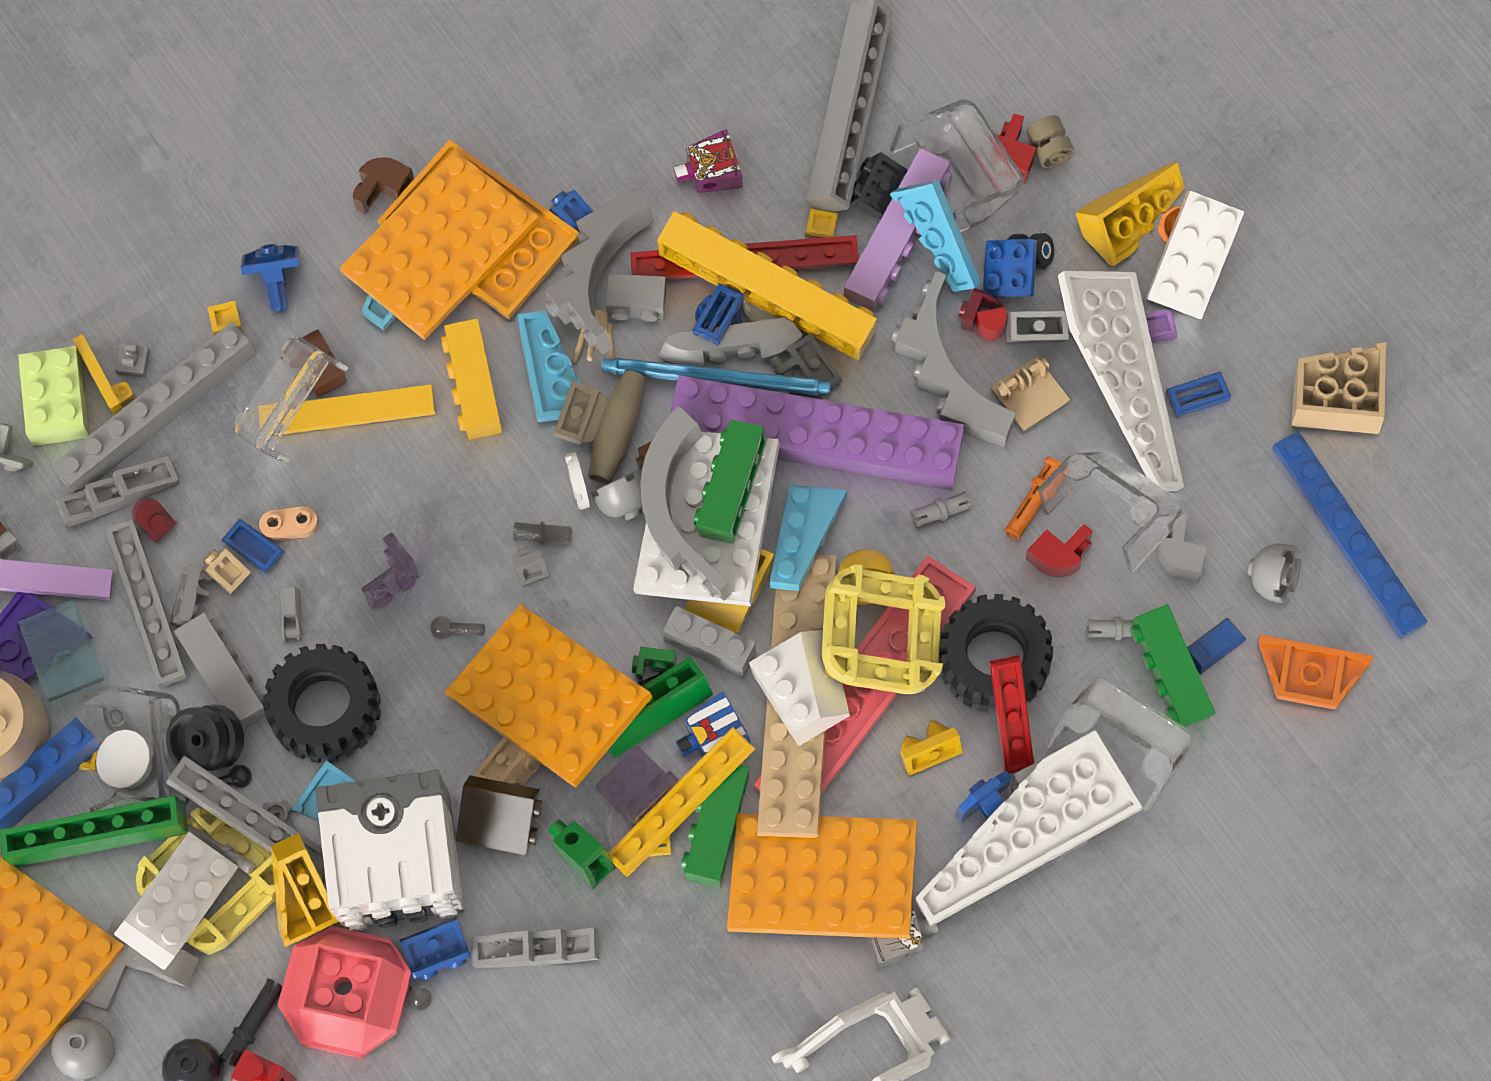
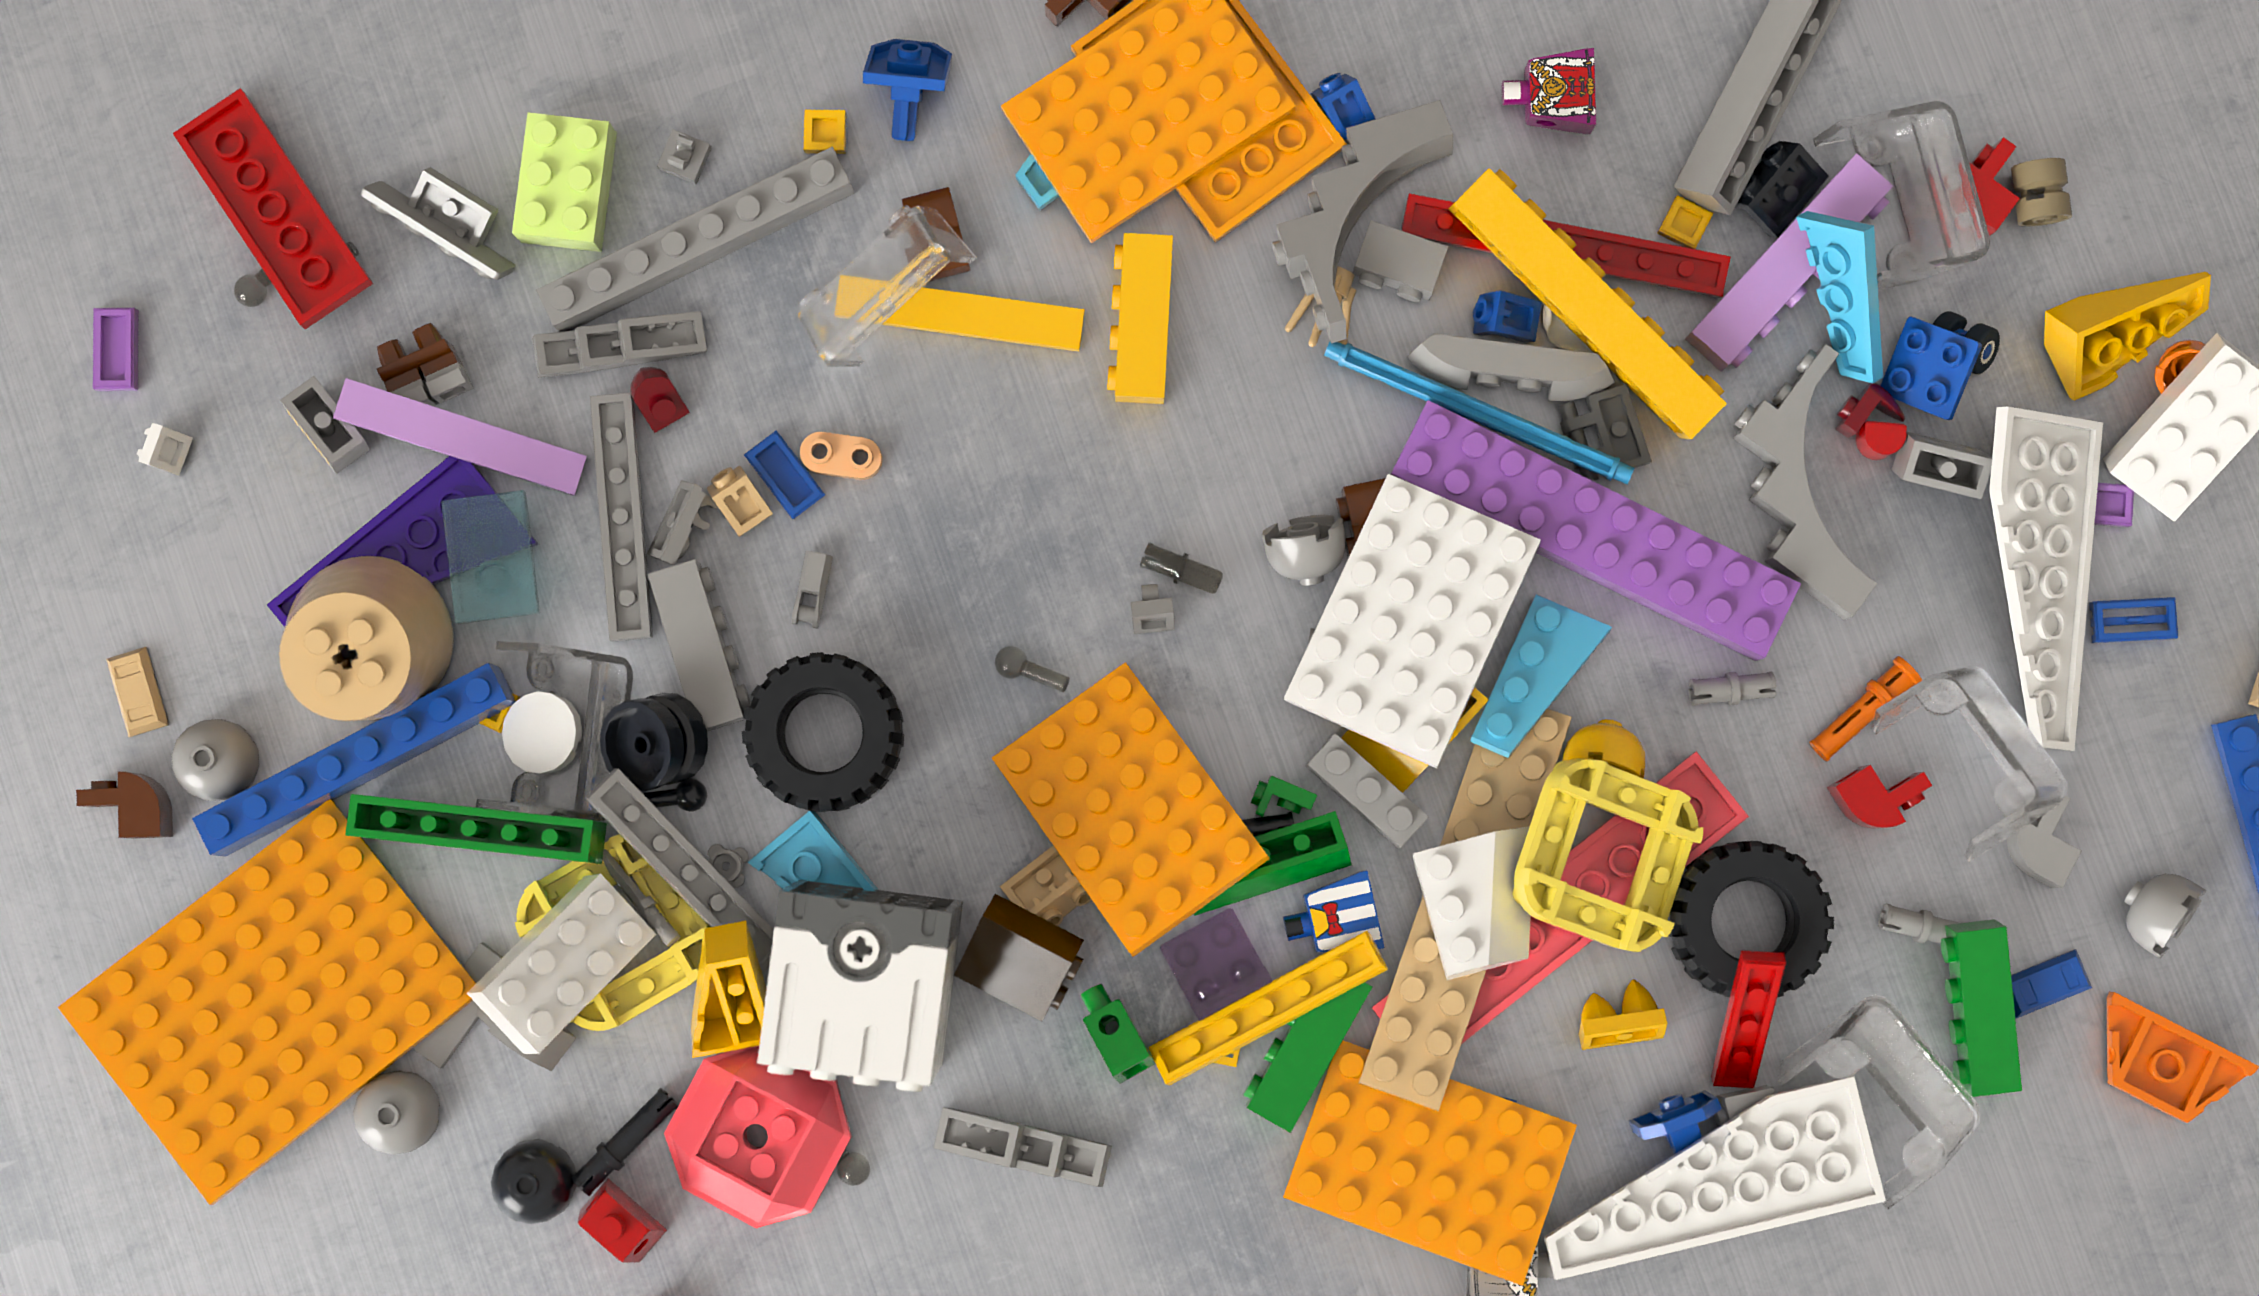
camera: 15 degrees right, 15 degrees up
(116, 395) = (645, 204): yellow hinge -> none
(398, 577) = (974, 584): clear purple bracket -> none
(435, 949) = (889, 1116): blue bracket -> none
(546, 364) = (1252, 343): medium azure wing -> none
(577, 481) = (1248, 512): white tile -> none
(604, 422) = (1309, 436): dark tan plate -> none
(660, 465) = (1368, 535): light grey arch -> none
(708, 334) = (1483, 351): blue tile -> none
(731, 481) = (1460, 589): green brick -> none
(1030, 392) = (1903, 553): tan hinge -> none

